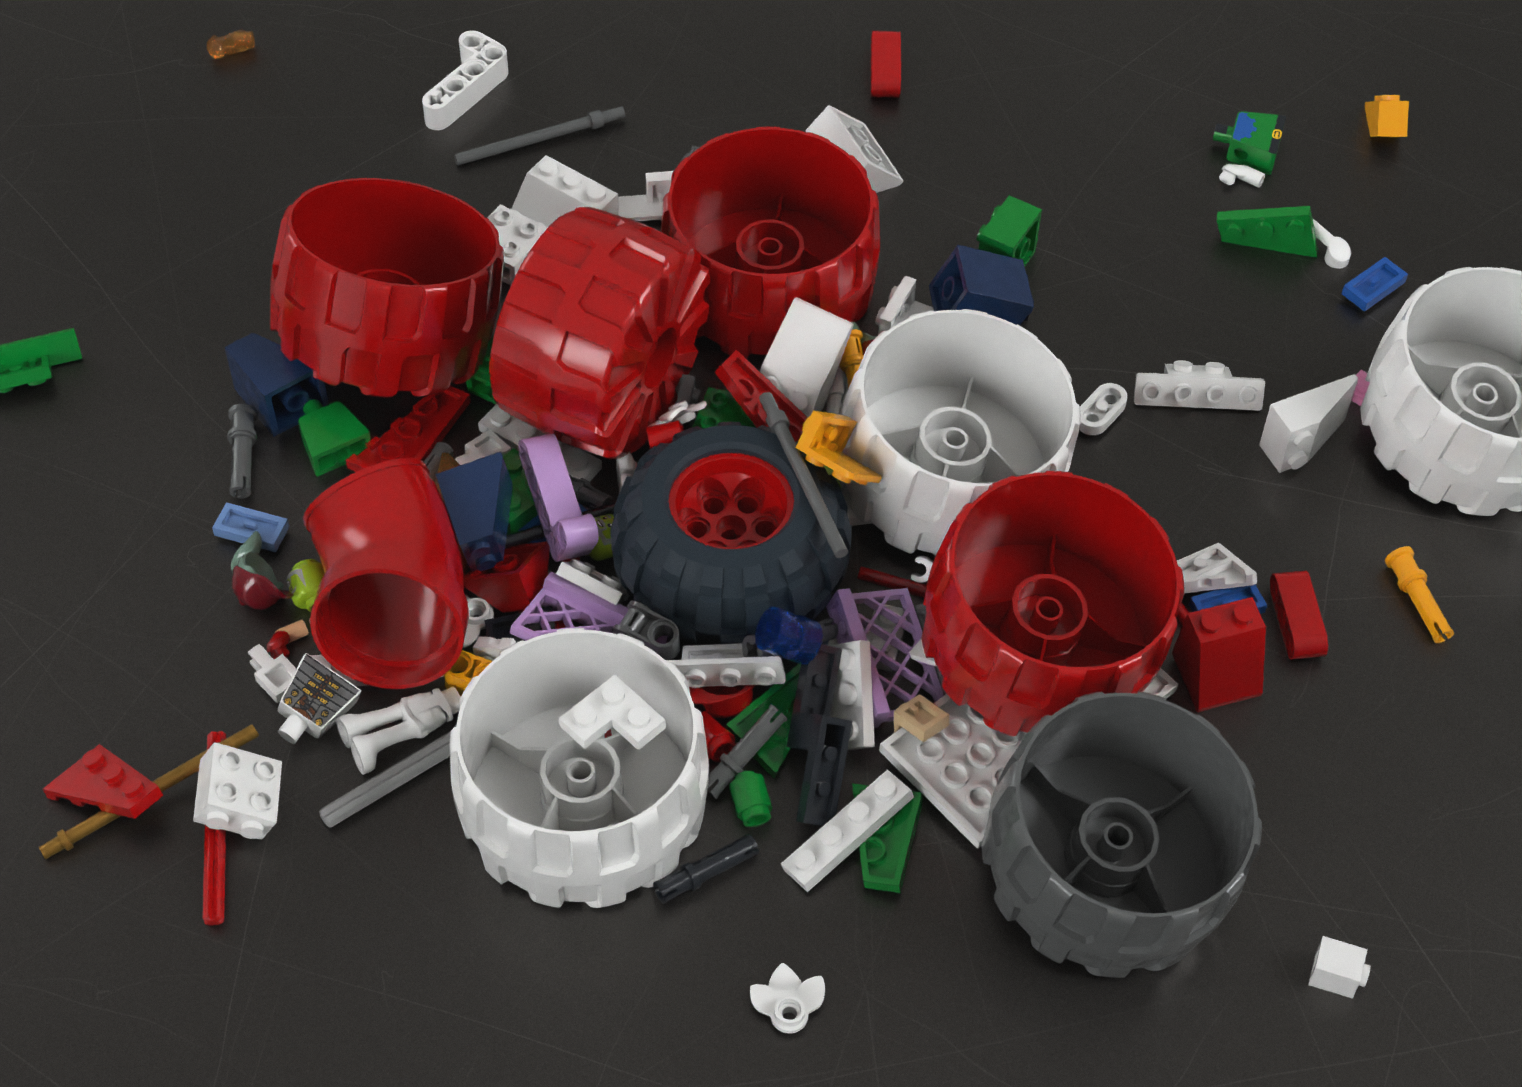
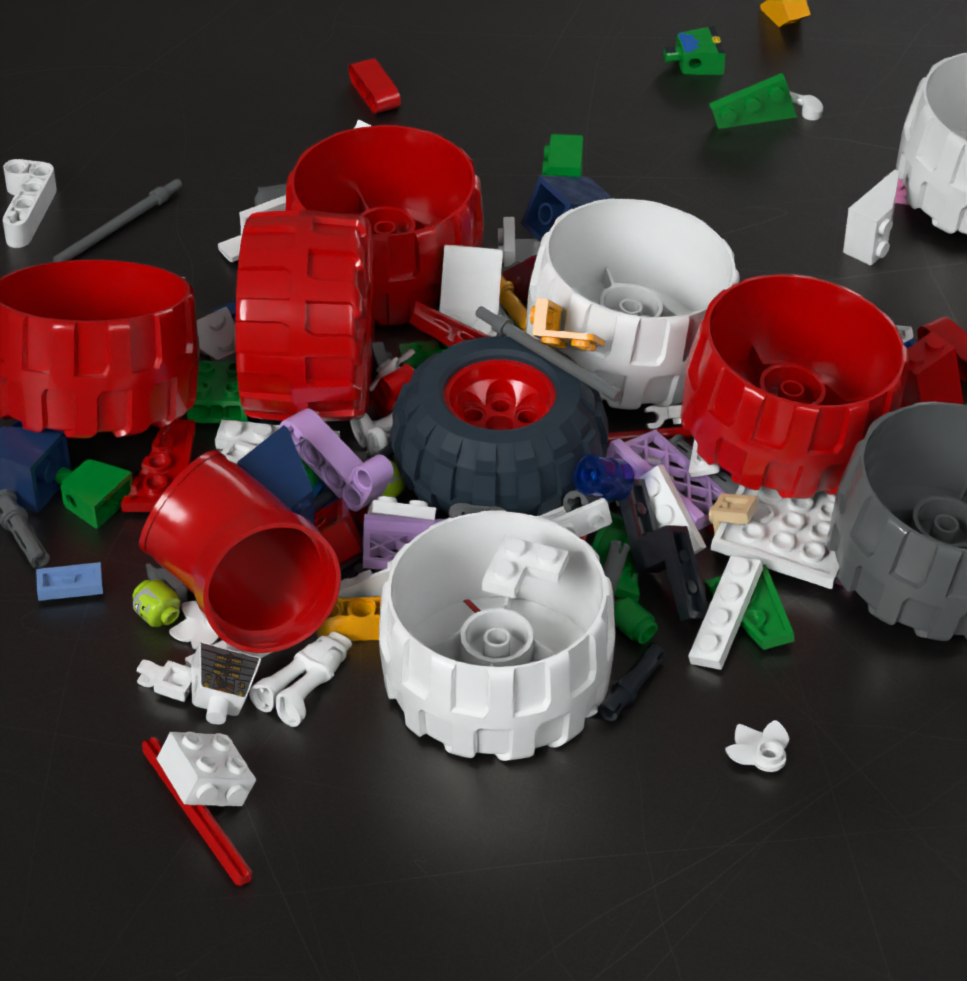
camera: 25 degrees left, 10 degrees down
(67, 838) = (68, 869): pearl gold bar -> none
(105, 782) = (79, 809): red wing -> none
(254, 578) = (101, 617): hair -> none
(284, 636) = (157, 649): arm -> none
(386, 781) = (332, 708): light grey axle -> none
(555, 189) = (188, 254): white slope -> none
(1199, 388) = (776, 226): white bracket -> none
(1242, 172) = (704, 77): white arm -> none
(1374, 284) = (854, 118): blue plate -> none

